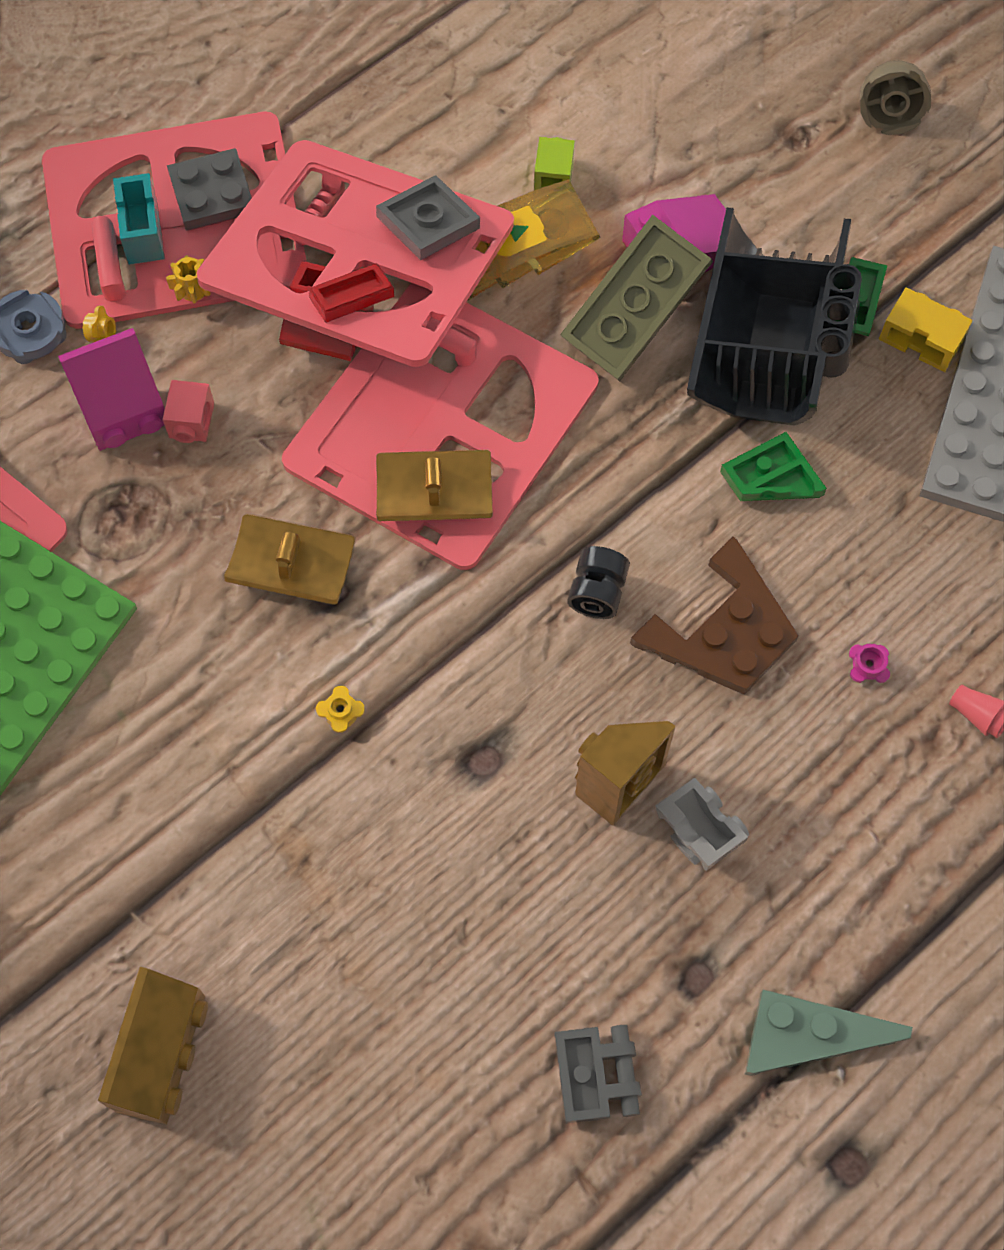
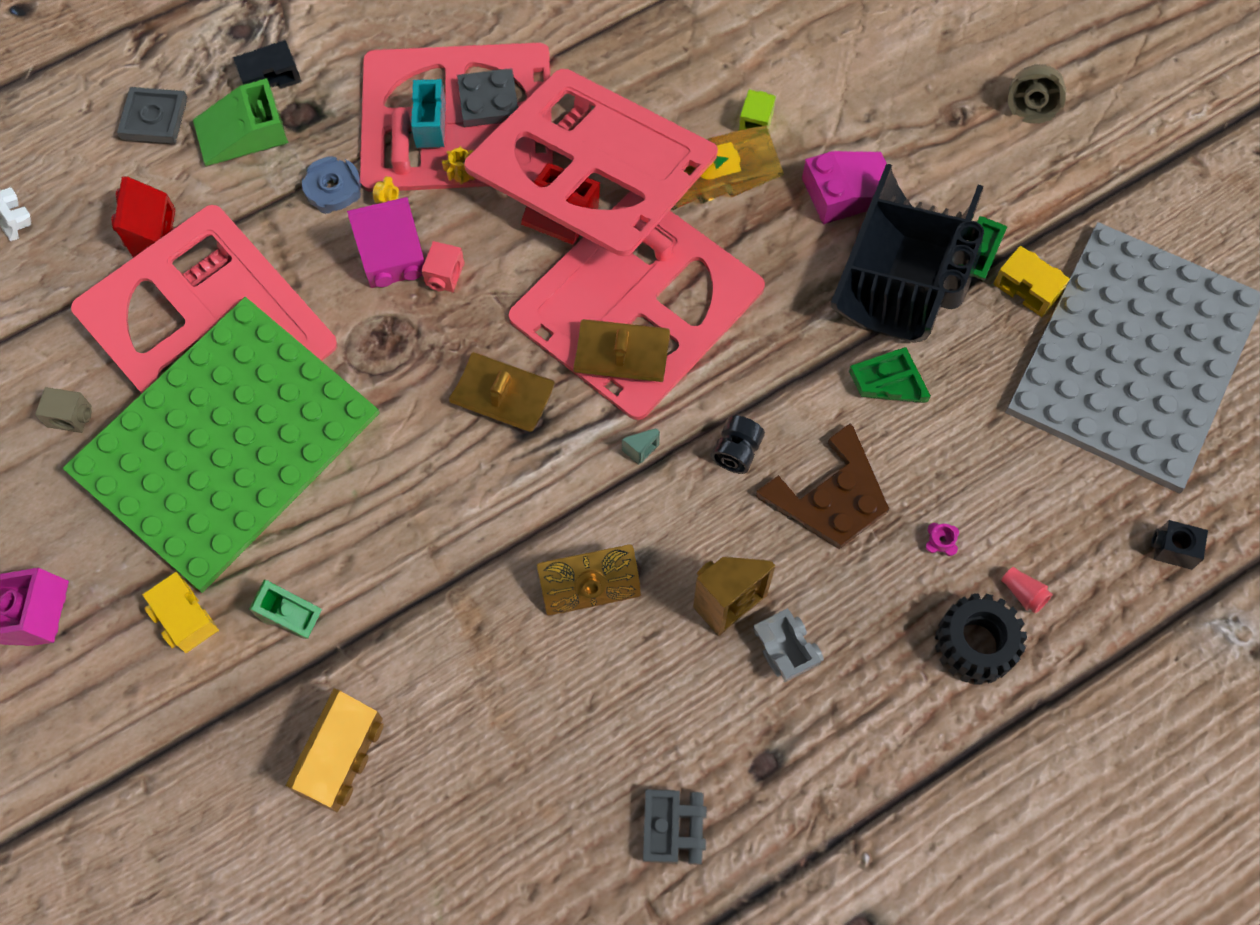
camera: 10 degrees right, 0 degrees up
(57, 876) = (282, 608): none -> slope
(340, 720) = (519, 522): yellow plate -> none
(351, 292) = (580, 192): red tile -> none
(428, 217) = (650, 141): dark grey plate -> none
(441, 779) = (589, 579): none -> pearl gold shield
(477, 601) = (641, 445): none -> sand green slope
(636, 297) = (804, 225): olive plate -> none
(802, 1031) = (840, 820): sand green wing -> none
(958, 757) = (998, 621): none -> black tyre

